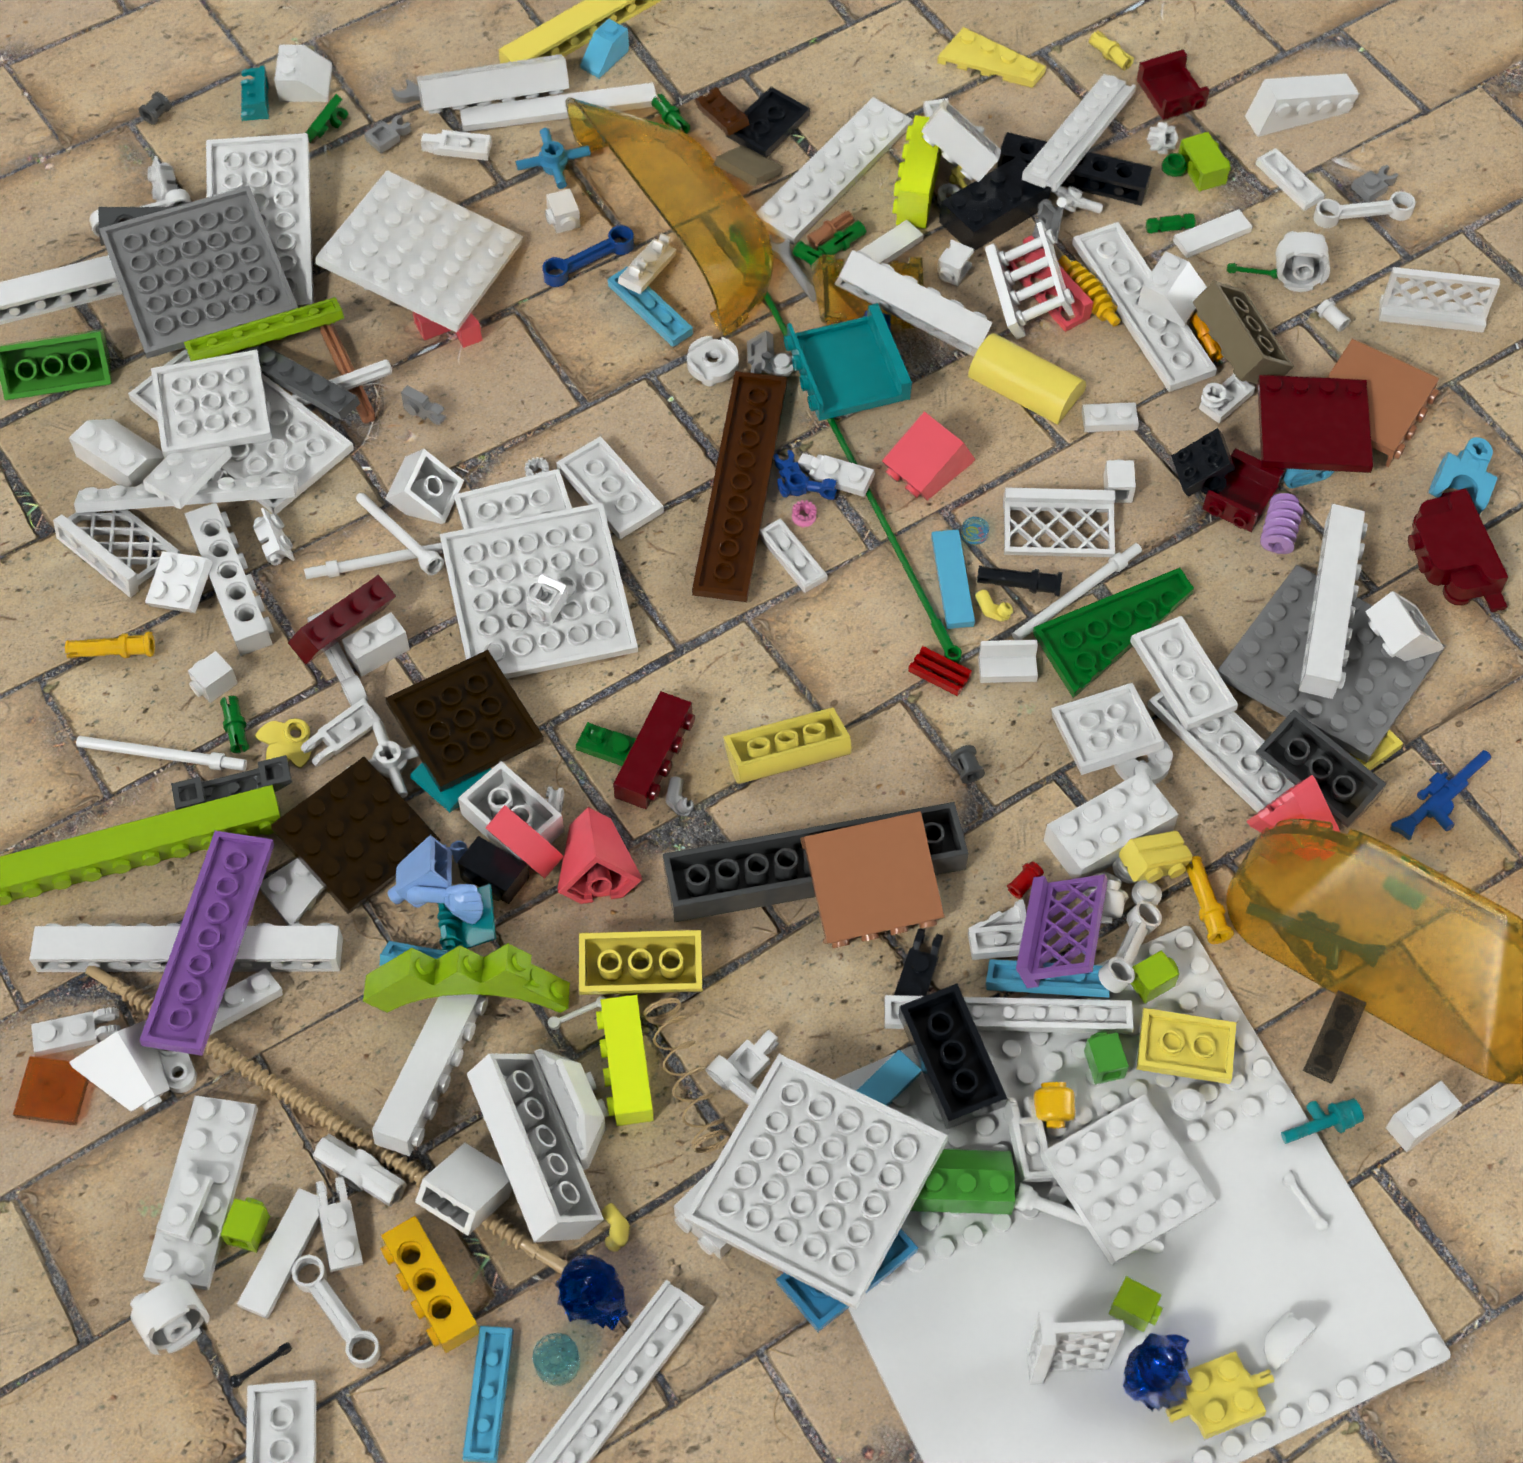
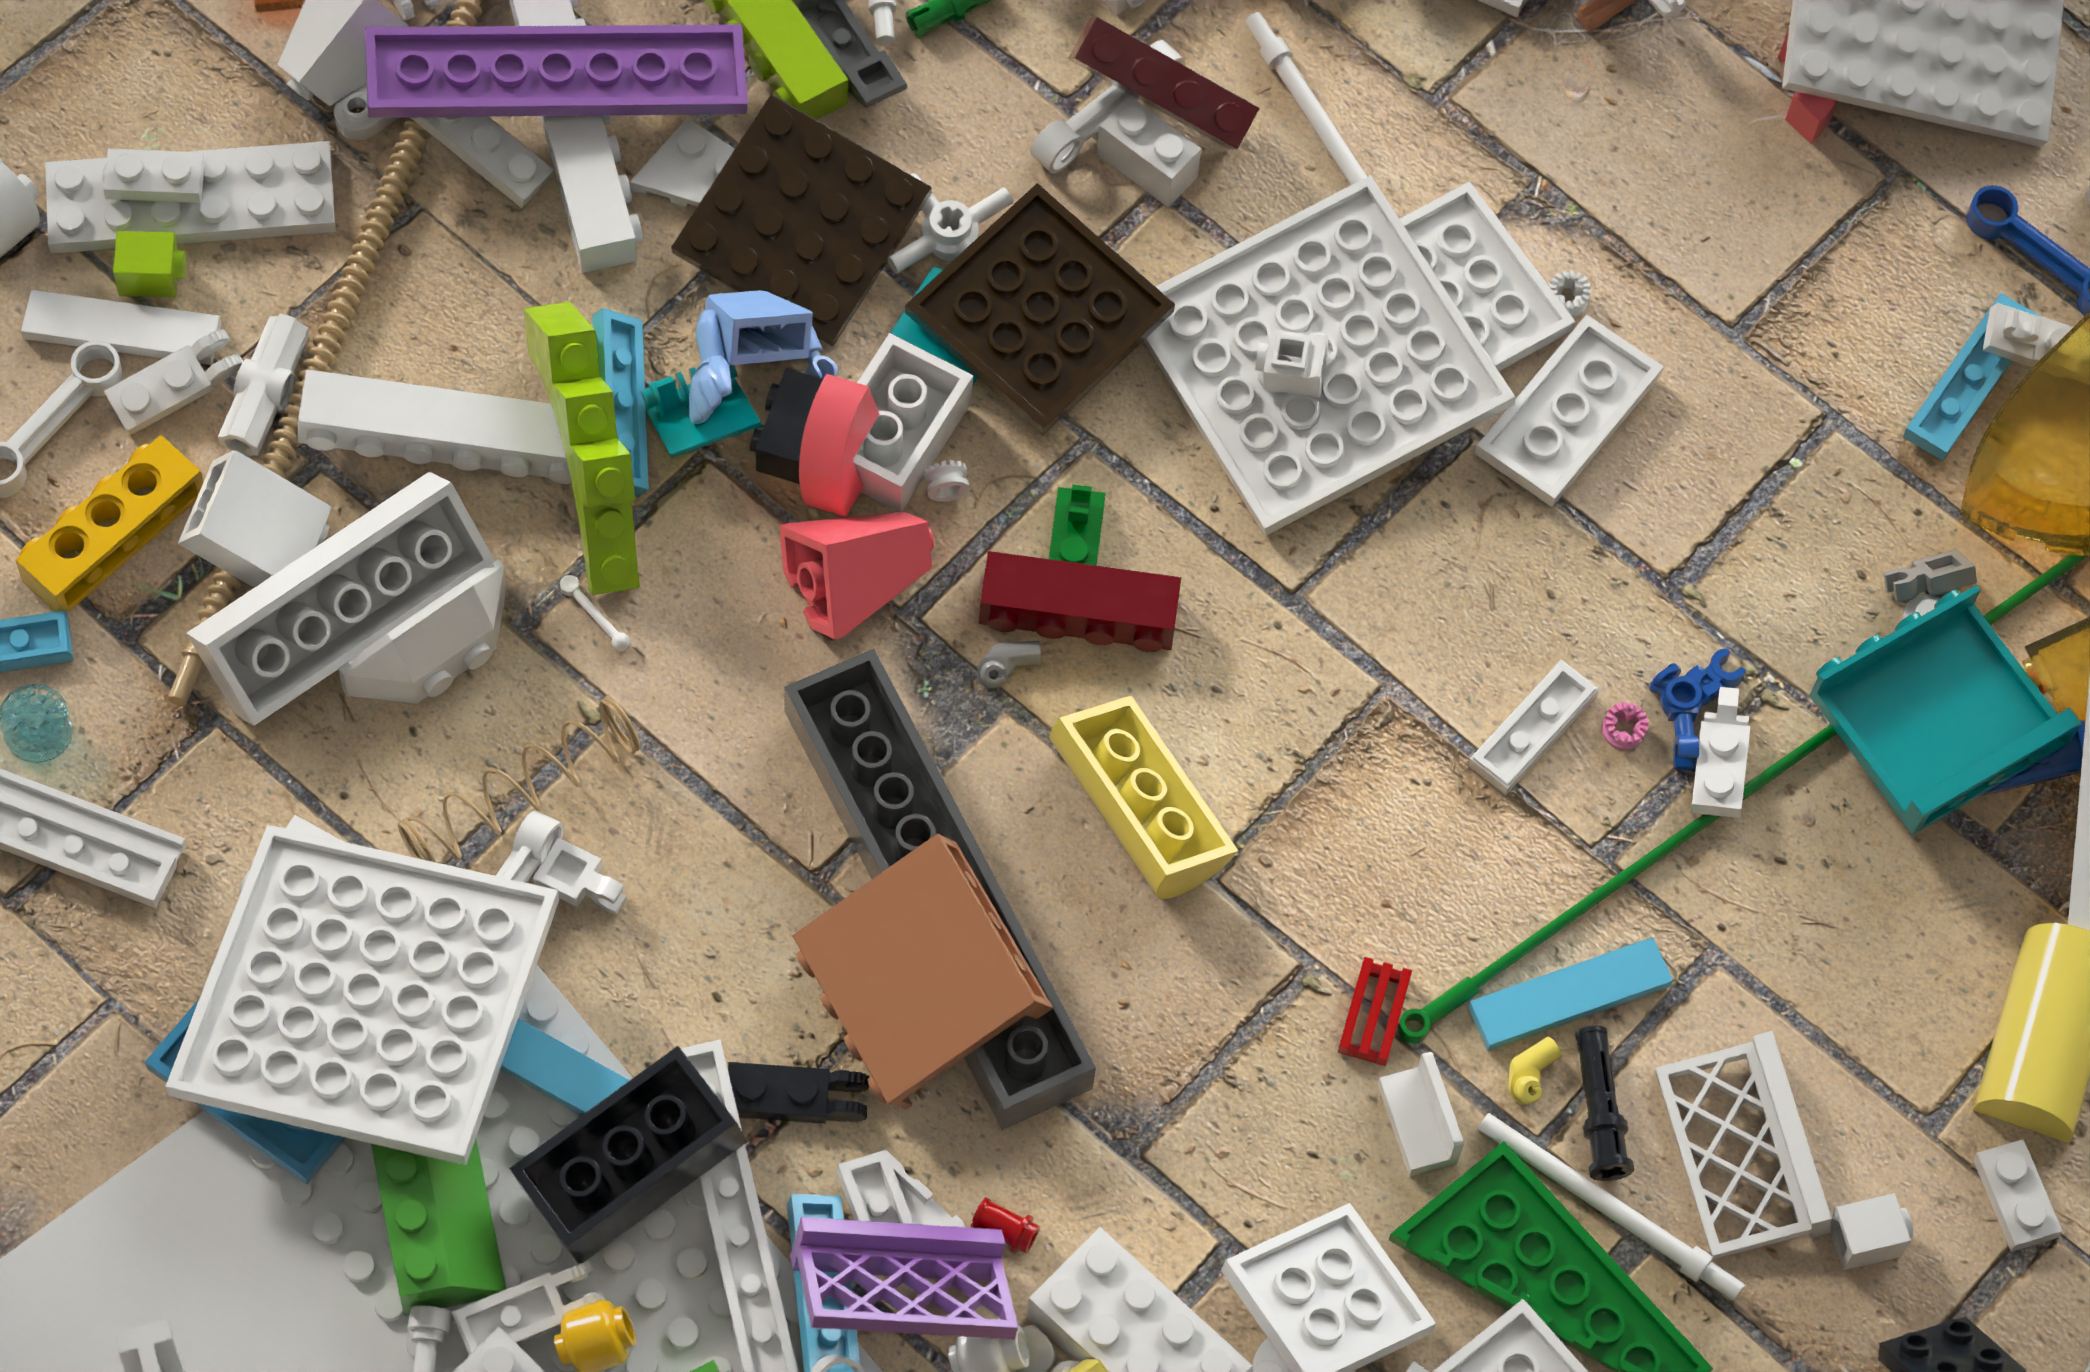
camera: 70 degrees right, 5 degrees up
(282, 743) = (935, 81): light yellow plate -> none
(342, 731) = (981, 152): white hinge -> none
(418, 404) = (1631, 79): light grey plate -> none
(424, 487) = (1469, 138): white slope -> none
(428, 560) = (1327, 177): white piece -> none
(591, 1292) = (136, 737): clear blue hair -> none
(618, 1230) = (256, 757): light yellow arm -> none
(626, 1060) = (524, 696): neon yellow brick -> none
(640, 962) = (686, 675): light yellow brick -> none
(712, 372) = (1889, 528): white plate -> none
(740, 487) = (1646, 609): reddish brown plate -> none
(927, 457) = (1803, 896): coral slope -> none
(968, 764) = (1198, 1089): dark grey bush -> none
(975, 530) = (1685, 1011): clear light blue tile -> none

